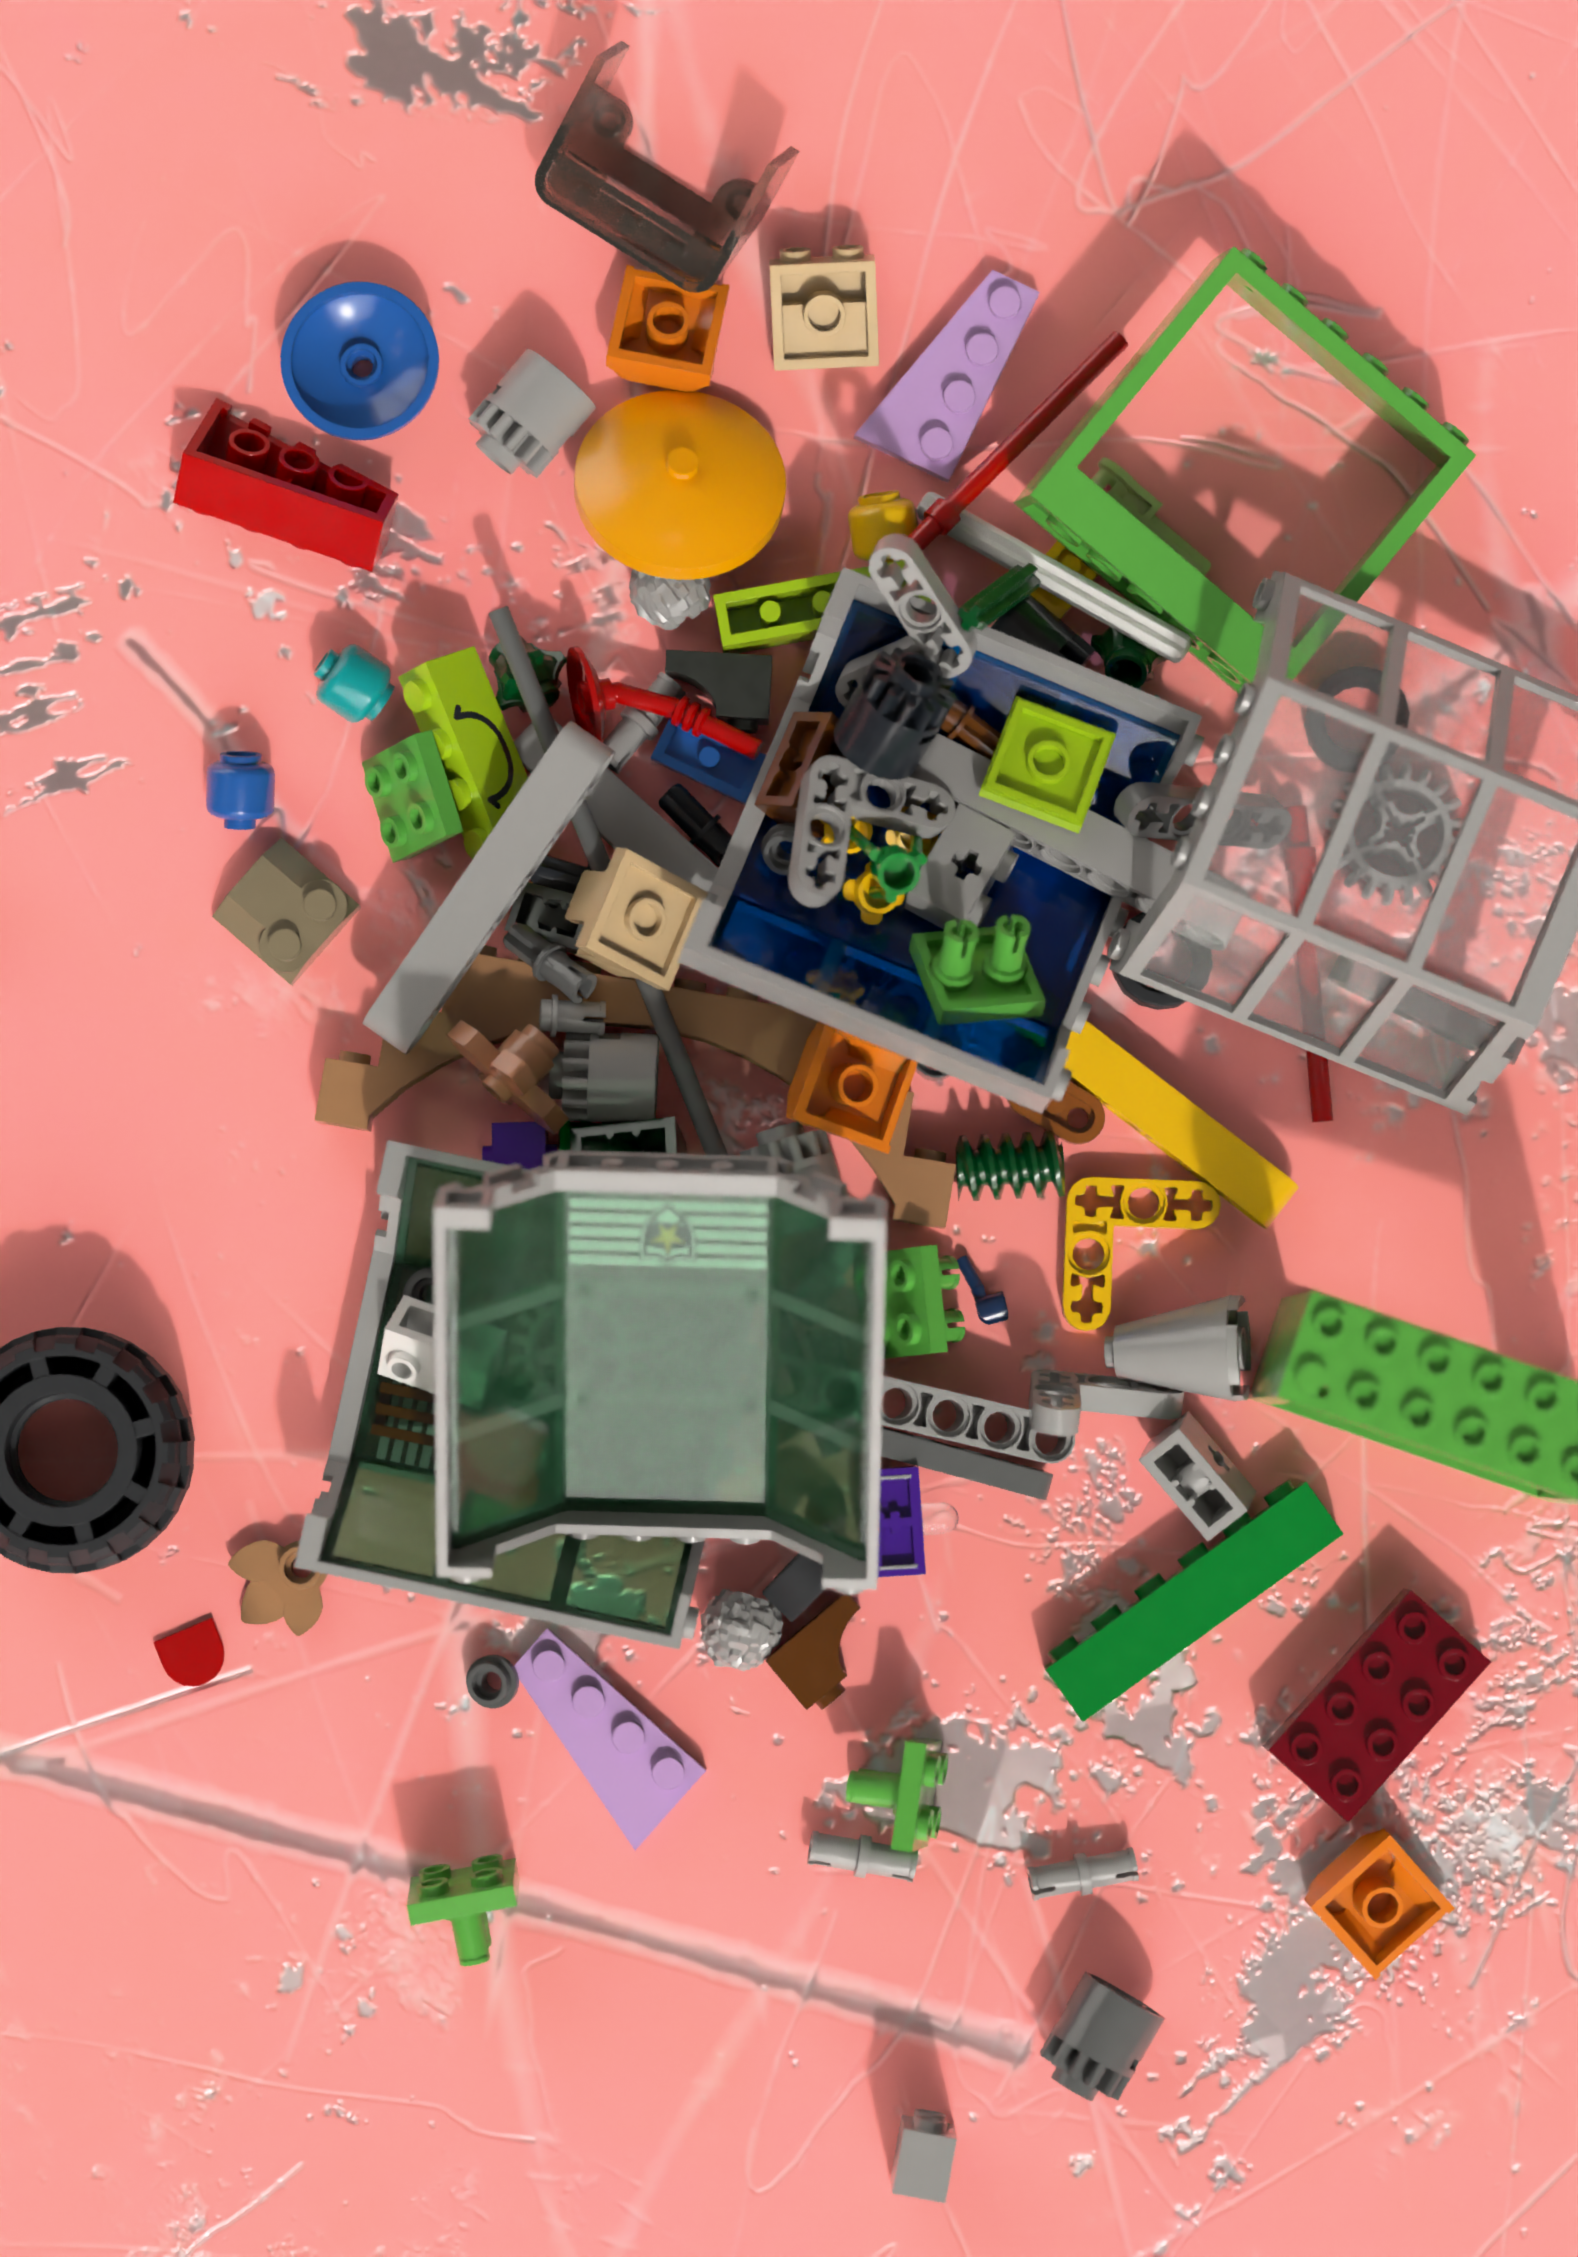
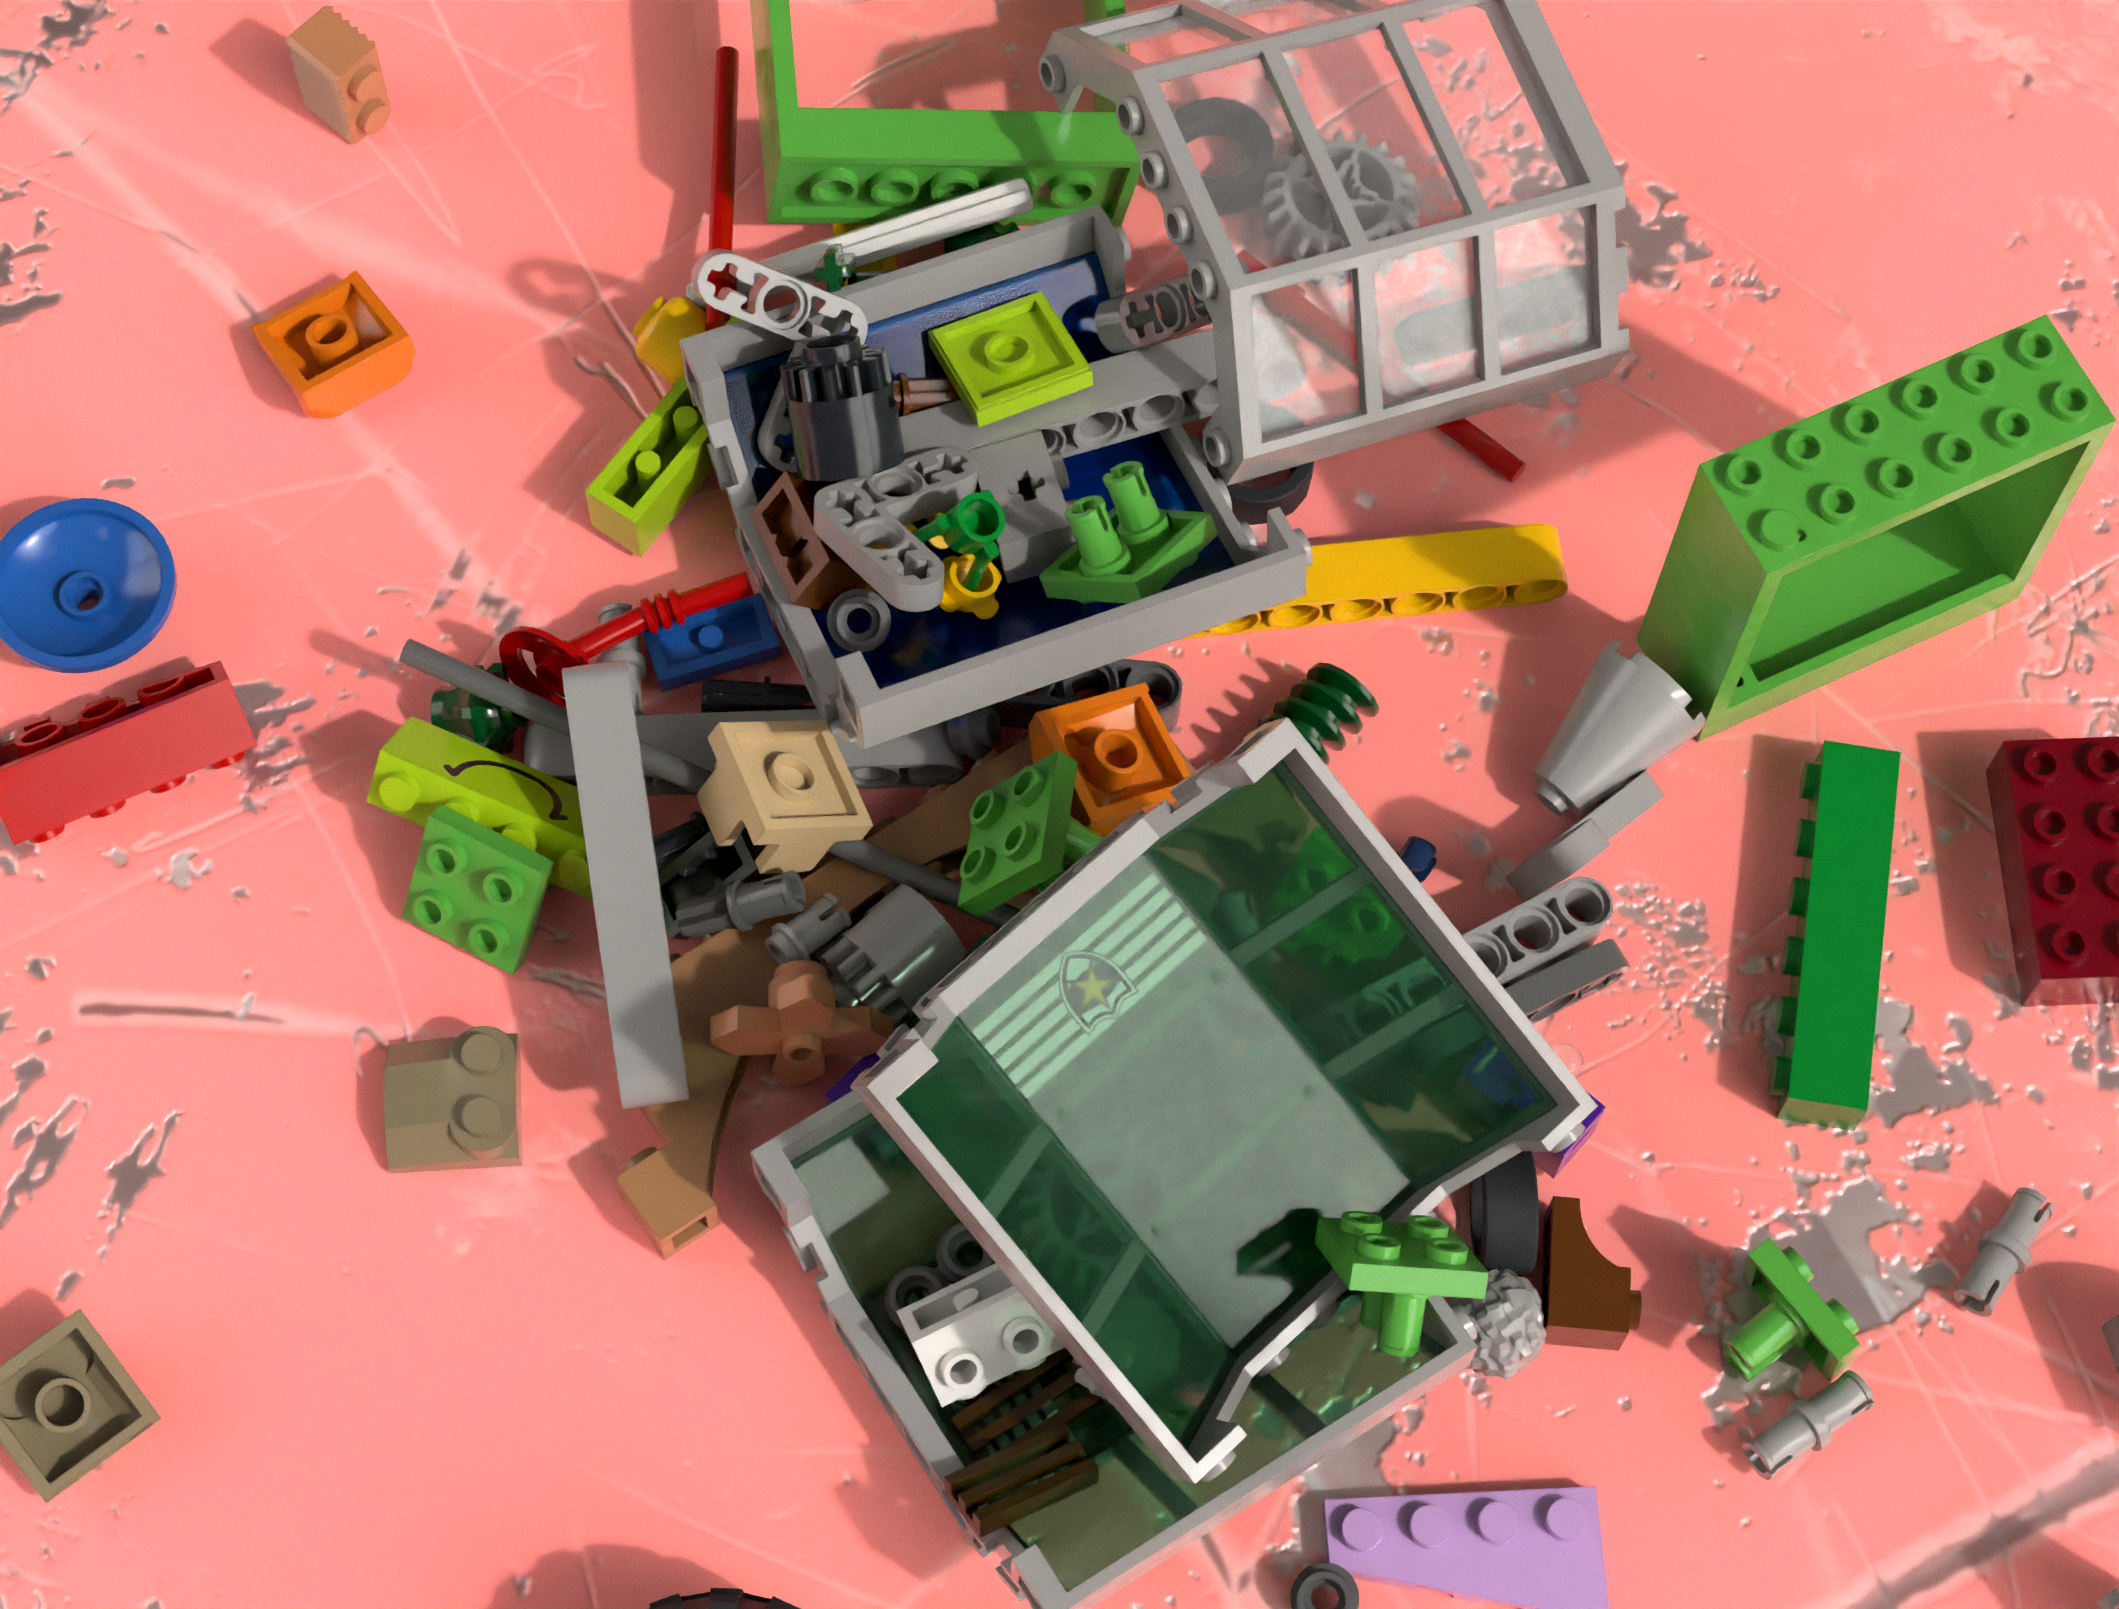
camera: 50 degrees left, 20 degrees down
(240, 789) = (309, 1030): blue head -> none
(353, 683) = (330, 852): teal head -> none
(383, 1441) = (1014, 1473): none -> dark brown tile
(530, 415) = (279, 499): light grey gear -> none
(635, 204) = (151, 289): clear smoke windscreen -> none
(668, 600) = (539, 530): light grey piece -> none
(679, 484) = (467, 443): light orange dish -> none
(686, 1561) = (1399, 1270): none -> bright green plate
(732, 681) = (668, 556): pearl dark grey arch -> none
(745, 1088) = (1022, 835): none -> bright green plate
(824, 309) = (456, 221): tan plate -> none
(843, 135) = (339, 75): none -> nougat brick
(947, 388) = (622, 204): lavender wing -> none
(1056, 1115) = (1287, 647): dark orange plate -> none
(1101, 1229) = (1435, 714): yellow beam -> none
(1197, 1476) = (1733, 822): light grey brick -> none

